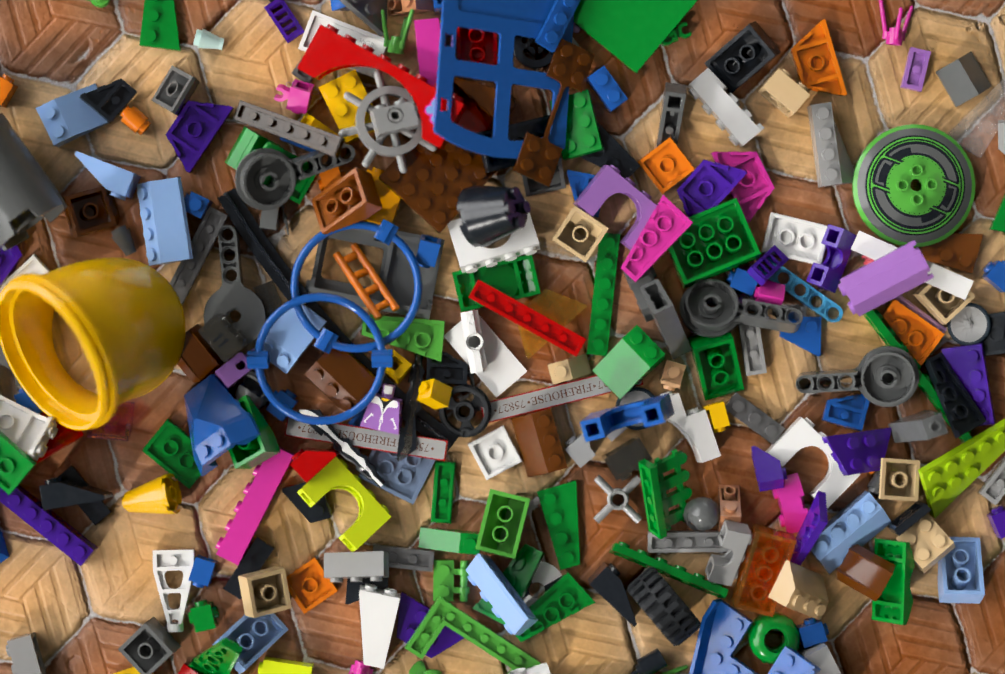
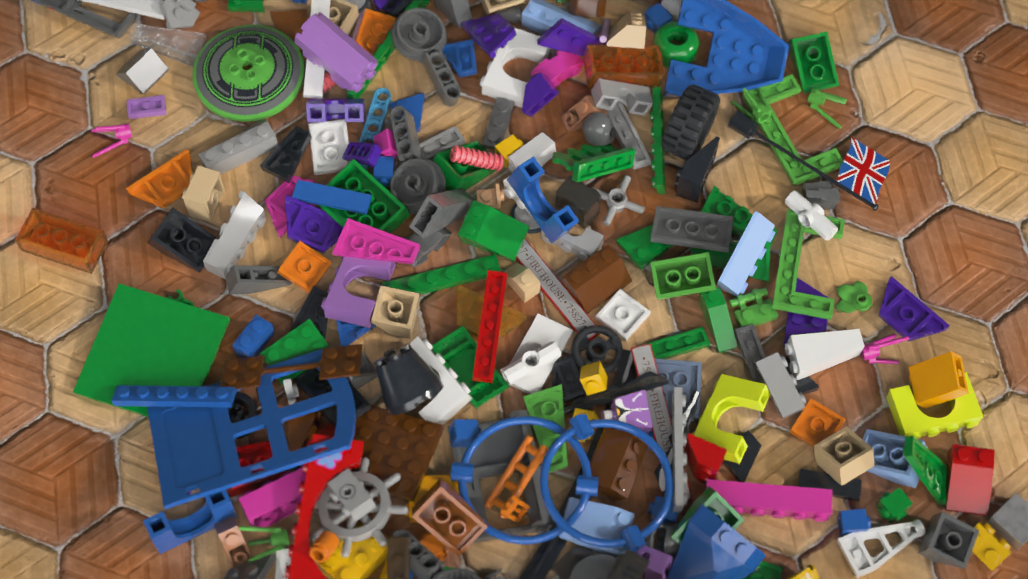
camera: 115 degrees left, 25 degrees down
(320, 437) = (678, 457): none -> light grey plate
(332, 267) = (508, 513): none -> orange tile
(356, 77) = (324, 546): none -> orange brick
(538, 106) = (291, 391): none -> white plate
(551, 556) = (692, 229): none -> dark grey plate
(714, 377) = (476, 158): none -> coral piece
(726, 216) = (332, 197): none -> blue tile
(800, 192) = (287, 155): none -> black wing
(815, 570) = (605, 29): none -> lavender bar

